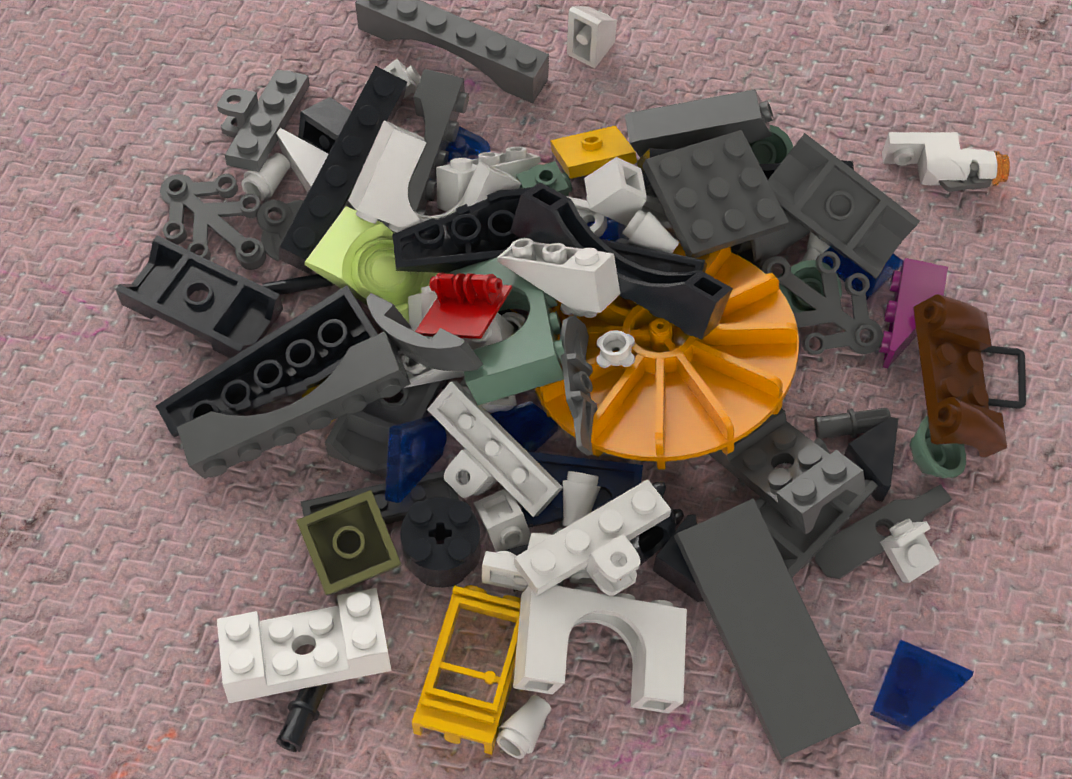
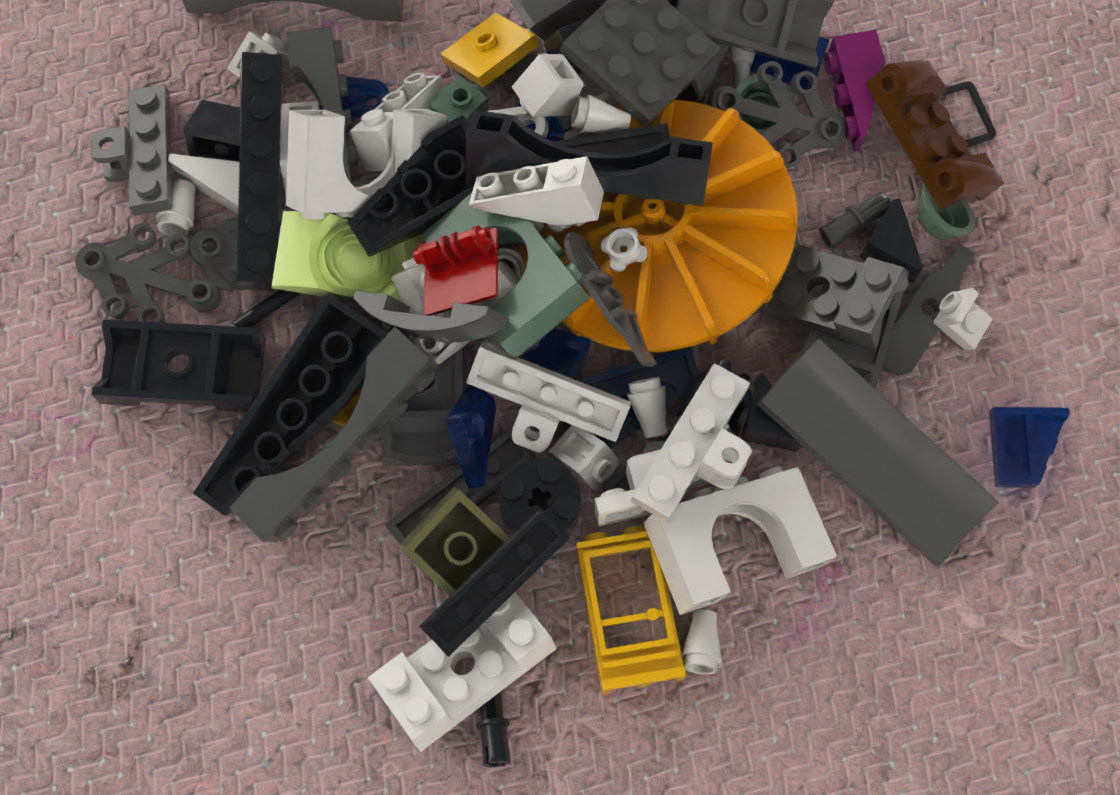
camera: 25 degrees left, 10 degrees up
(362, 583) = (494, 582): none -> black tile

